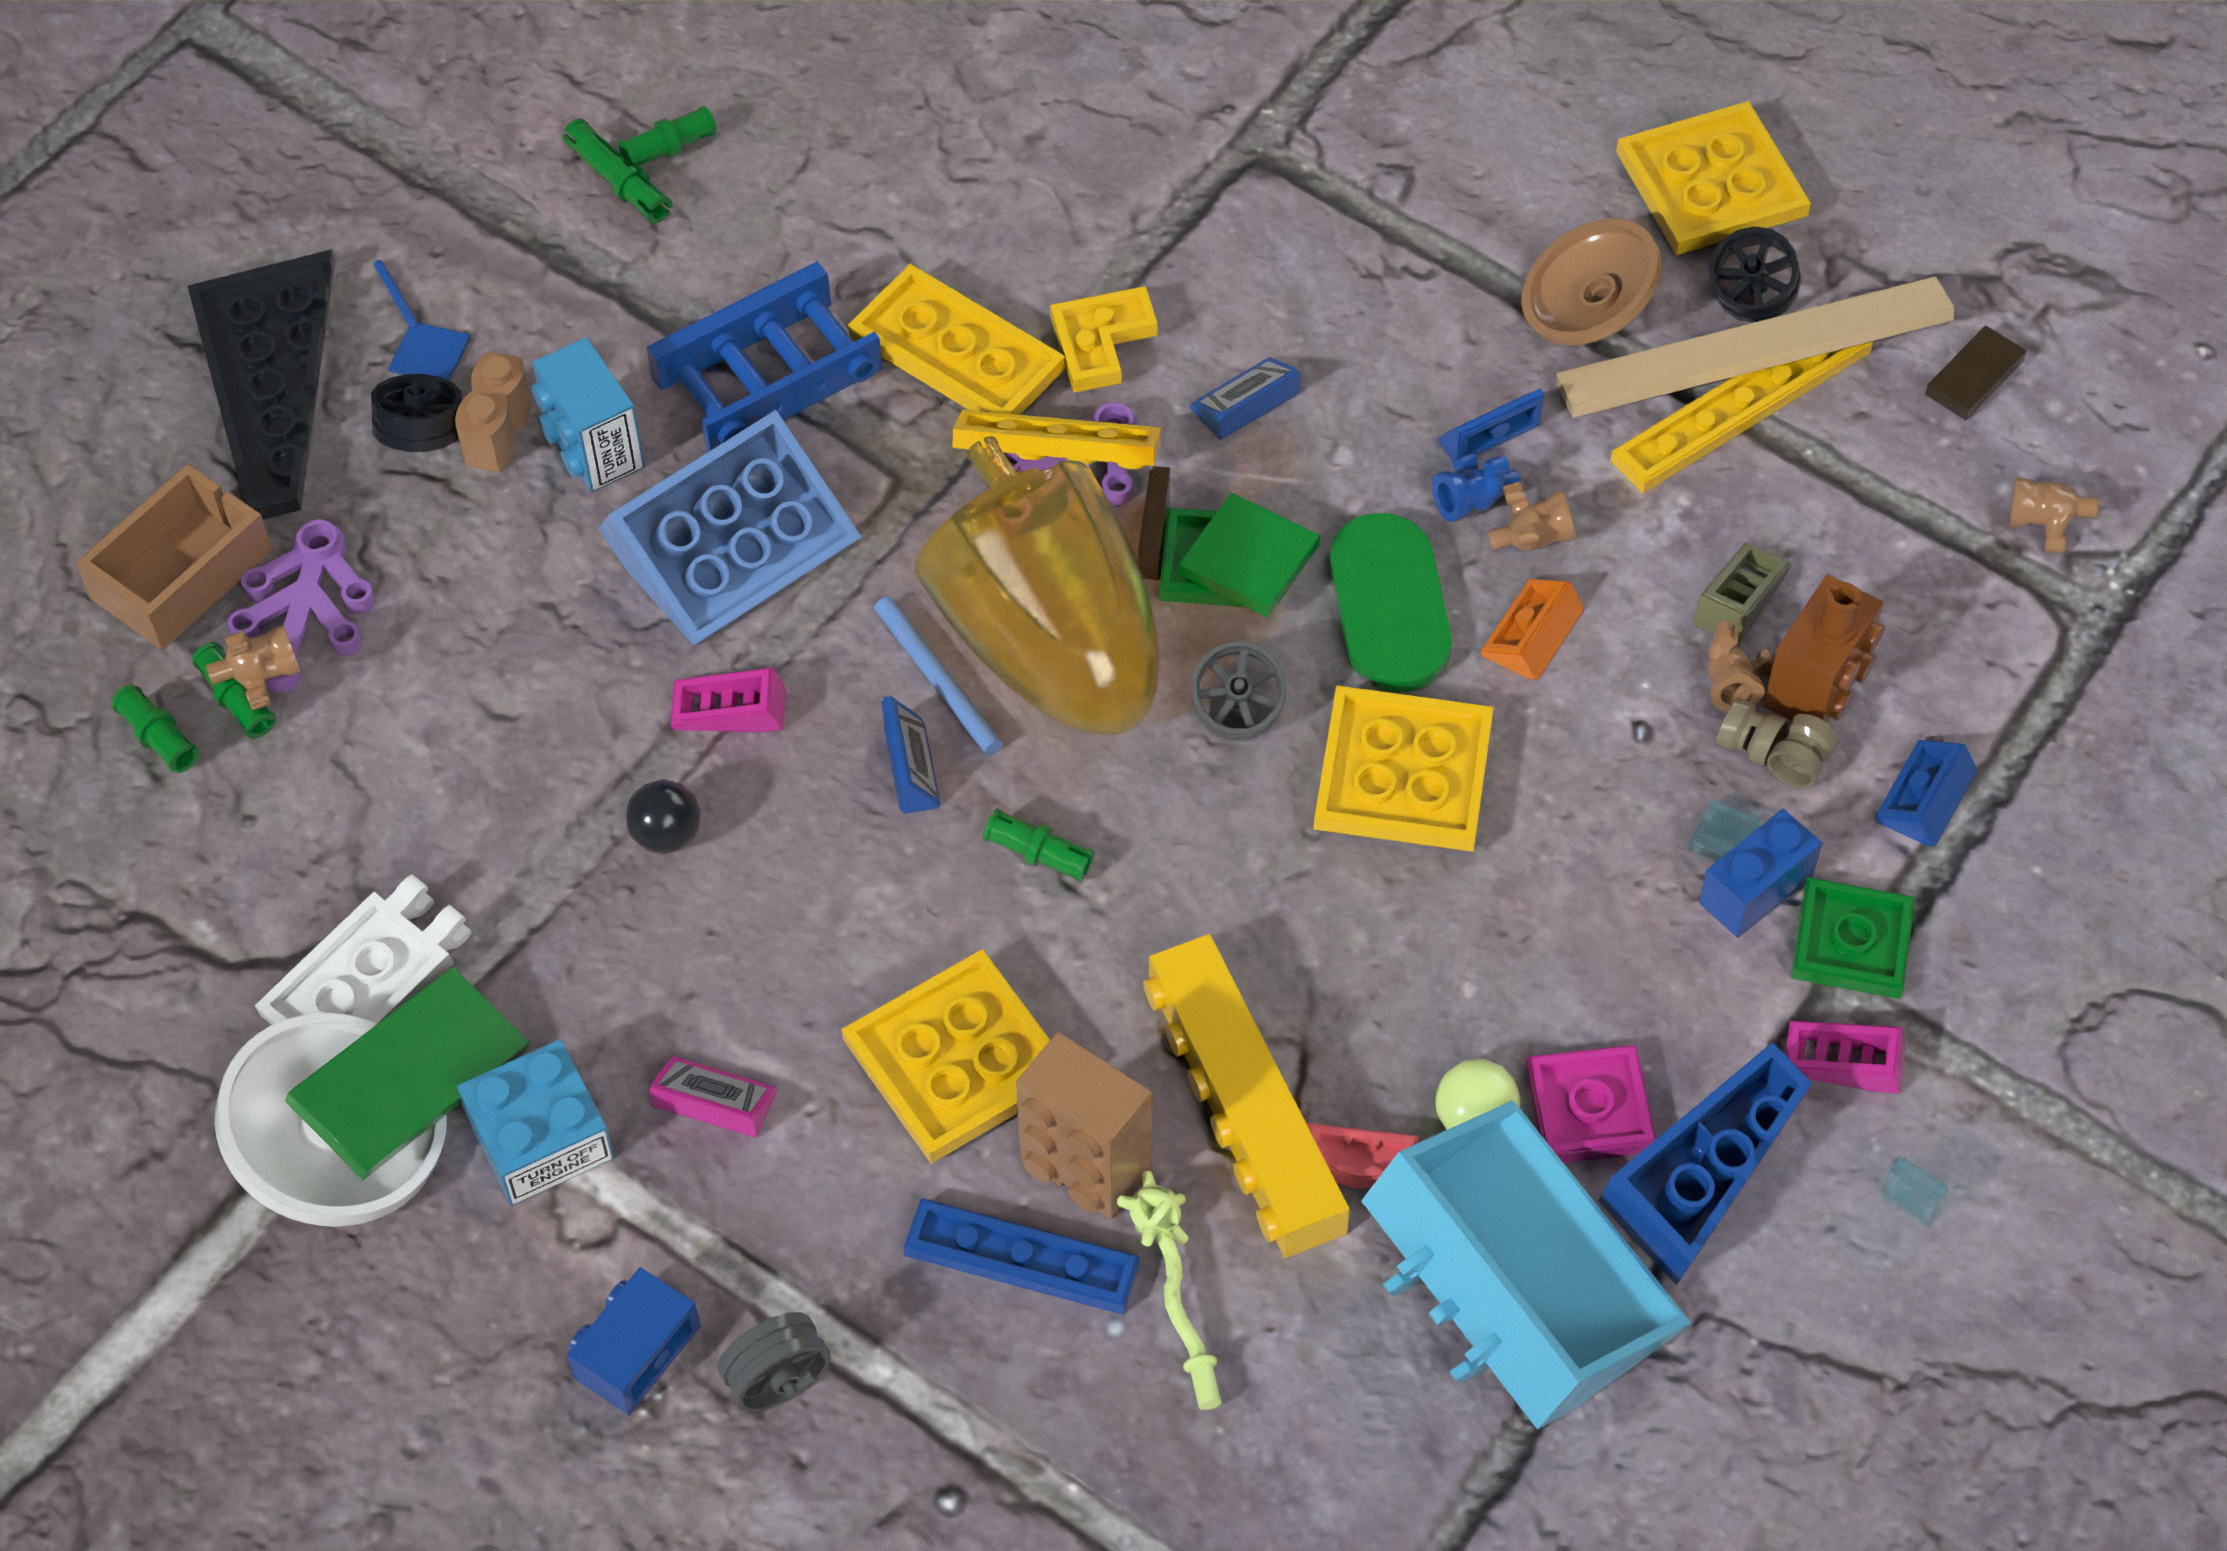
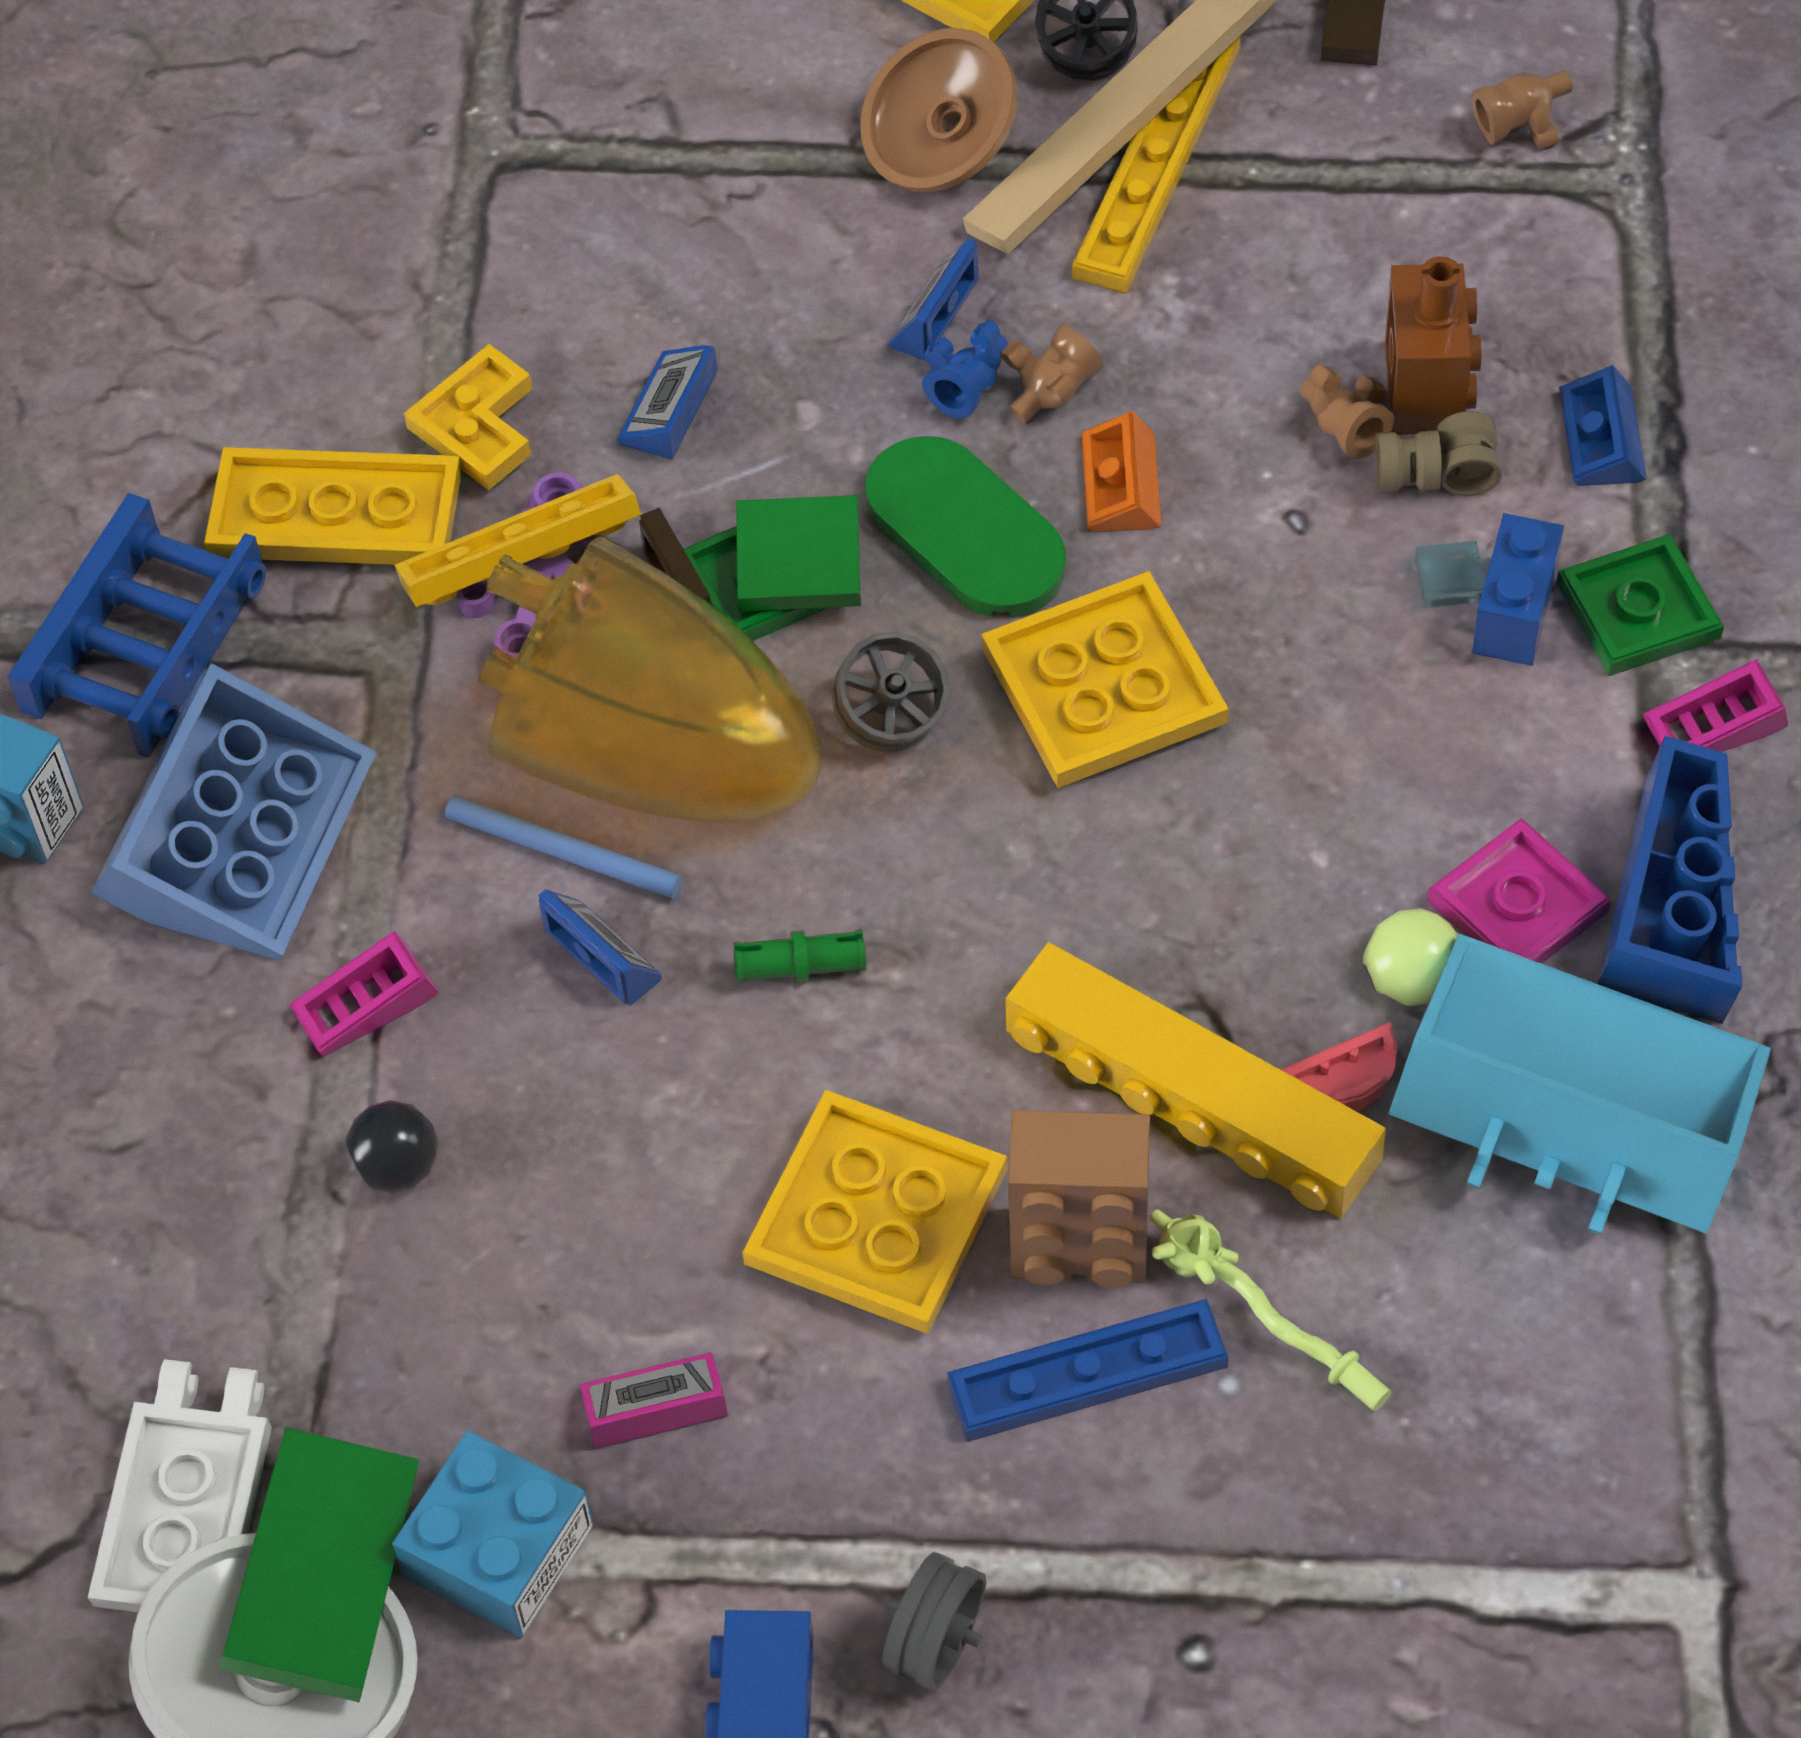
camera: 30 degrees left, 0 degrees up
(1738, 593) = (1292, 339): olive slope -> none

